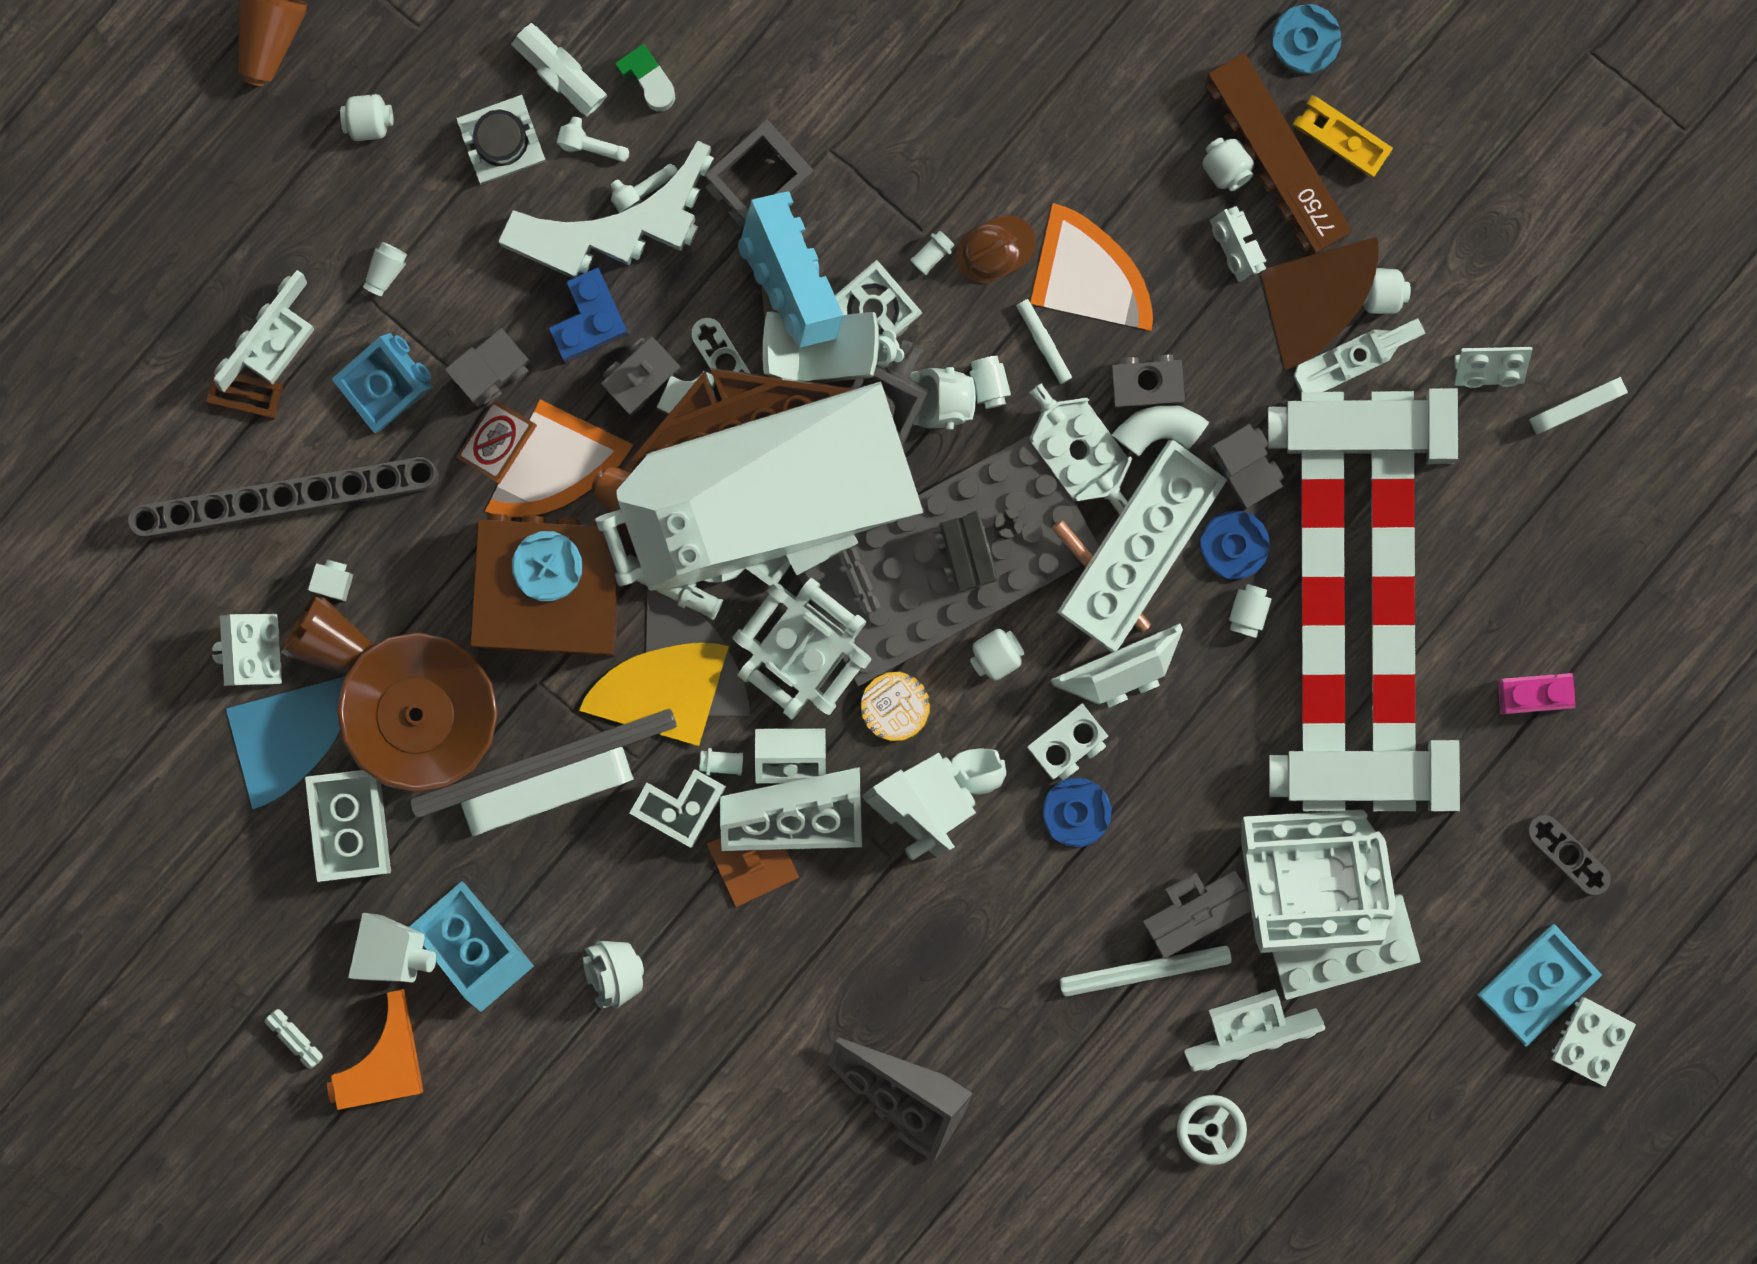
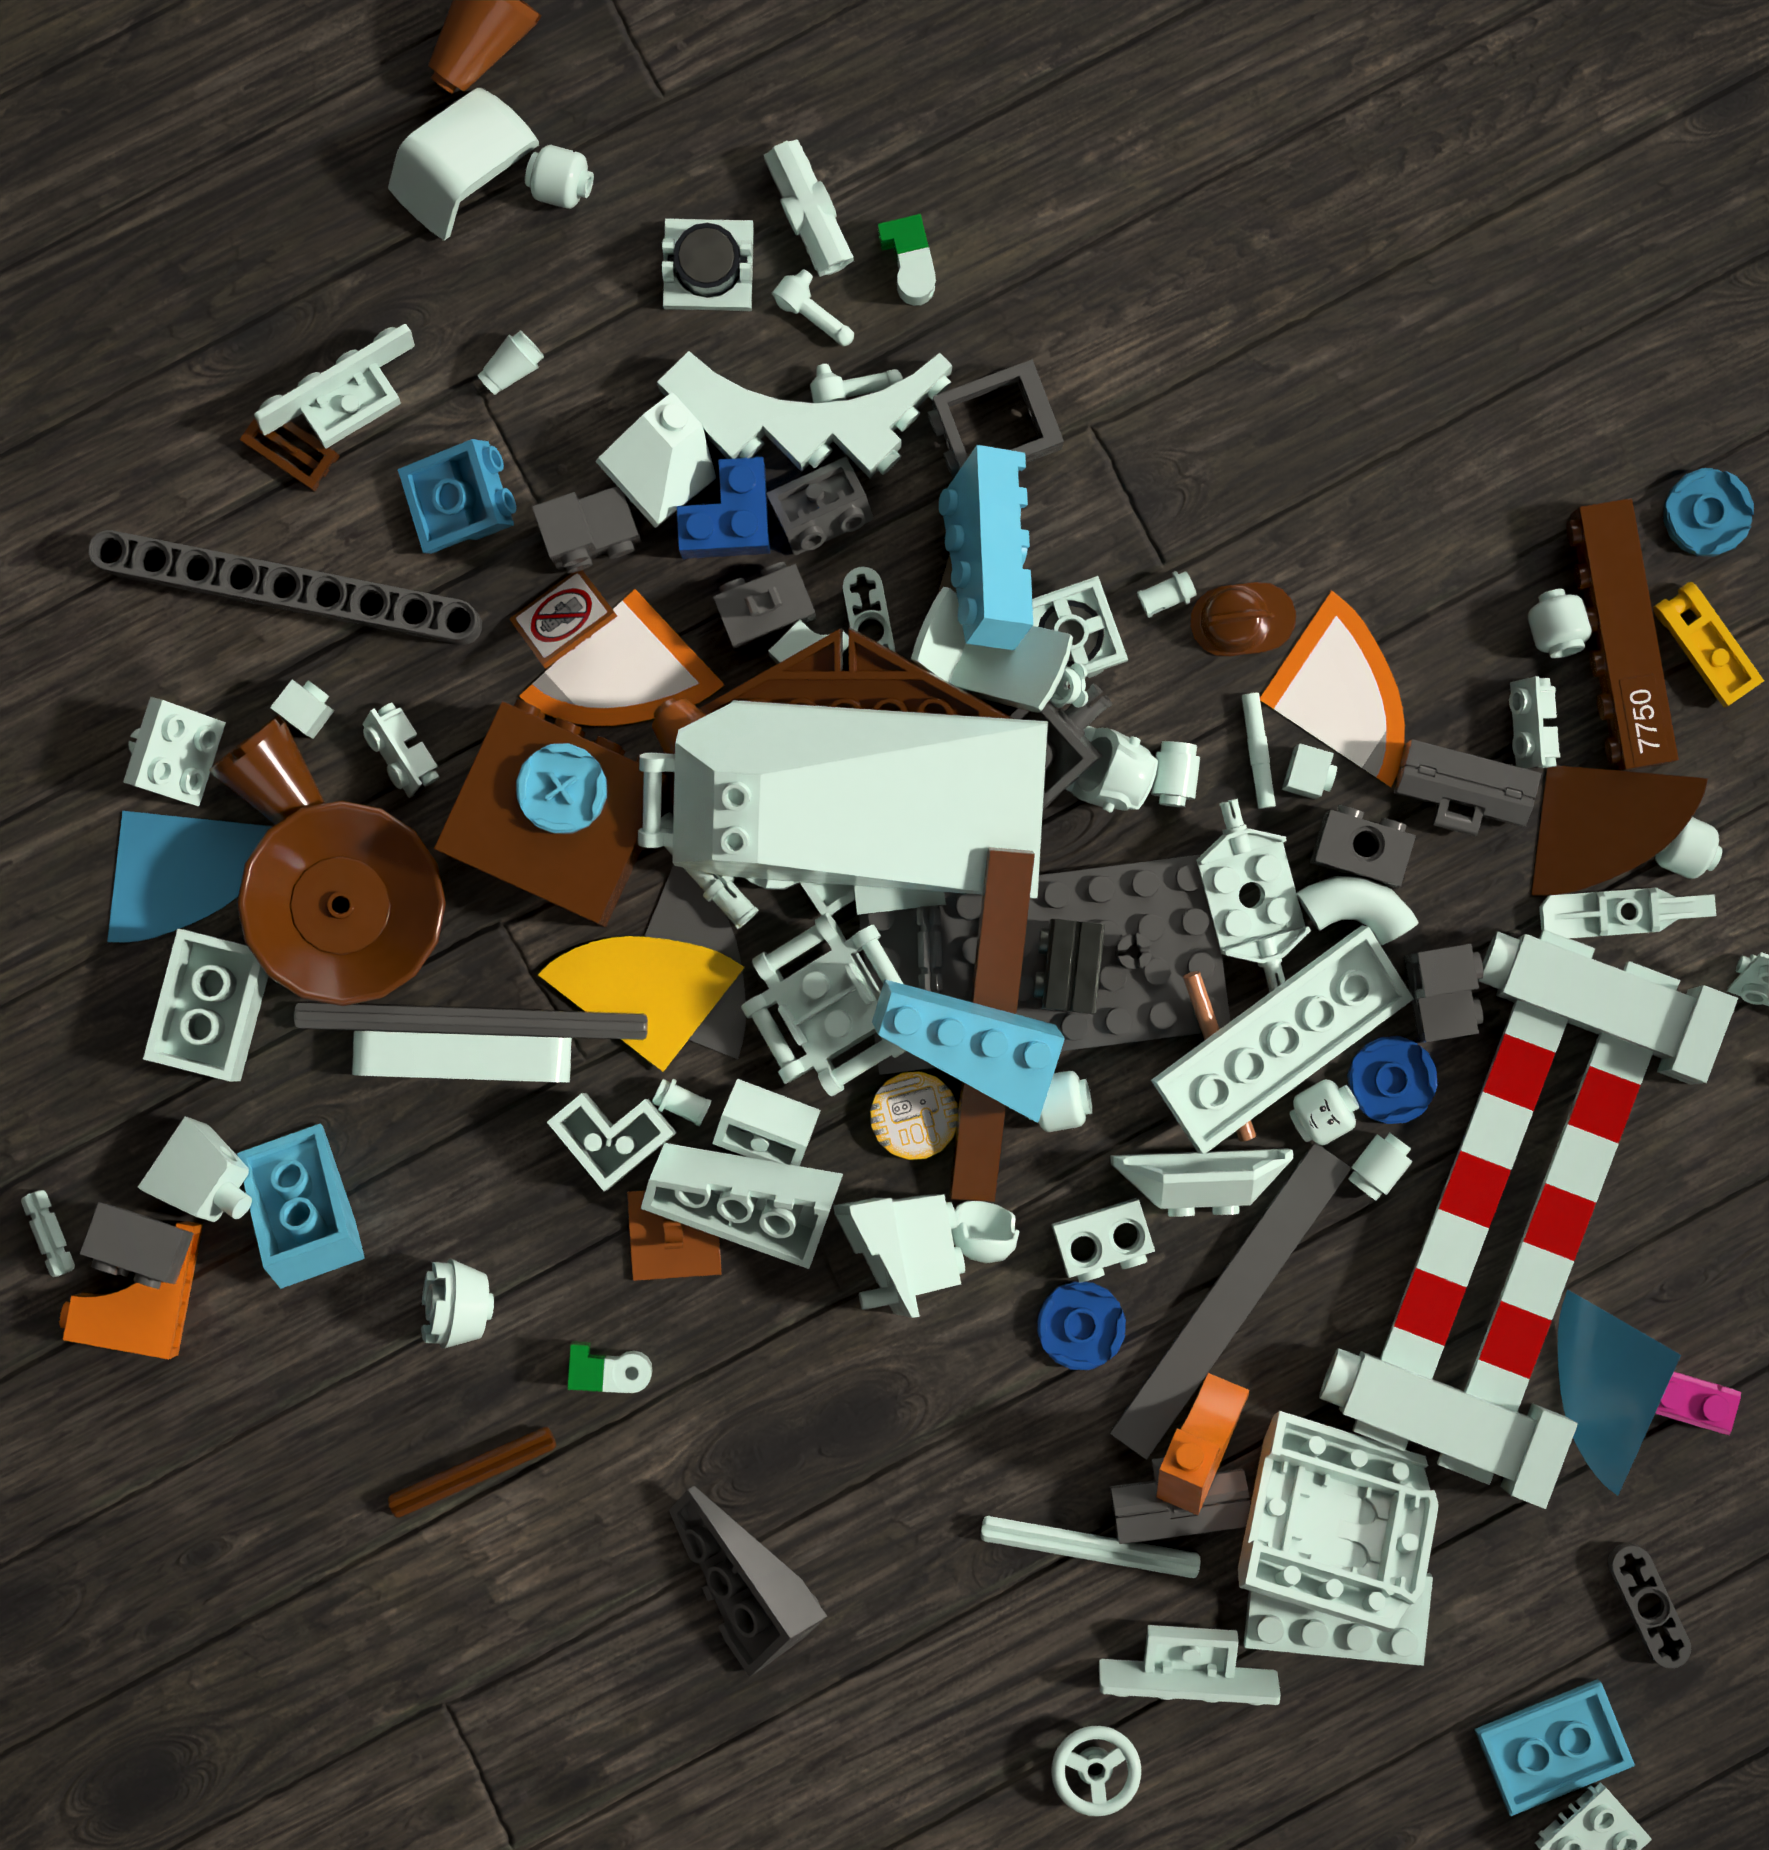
camera: 25 degrees right, 0 degrees up
(287, 132) = (456, 157): none -> light aqua piece
(365, 1018) = (135, 1243): none -> dark grey brick
(399, 576) = (388, 735): none -> light aqua hinge
(523, 298) = (660, 460): none -> light aqua slope
(653, 286) = (821, 506): none -> dark grey bracket
(672, 1092) = (471, 1472): none -> reddish brown axle
(757, 976) = (606, 1373): none -> leg
(922, 635) = (979, 1045): none -> medium azure wedge
(925, 617) = (995, 986): none -> reddish brown tile
(1087, 343) = (1309, 772): none -> light aqua plate
(1178, 751) = (1230, 1300): none -> dark grey tile
(1193, 587) = (1324, 1112): none -> light aqua head
(1194, 864) = (1200, 1444): none -> orange arch
(1217, 303) = (1476, 782): none -> dark grey piece
(1476, 706) = (1609, 1385): none -> dark azure sticker

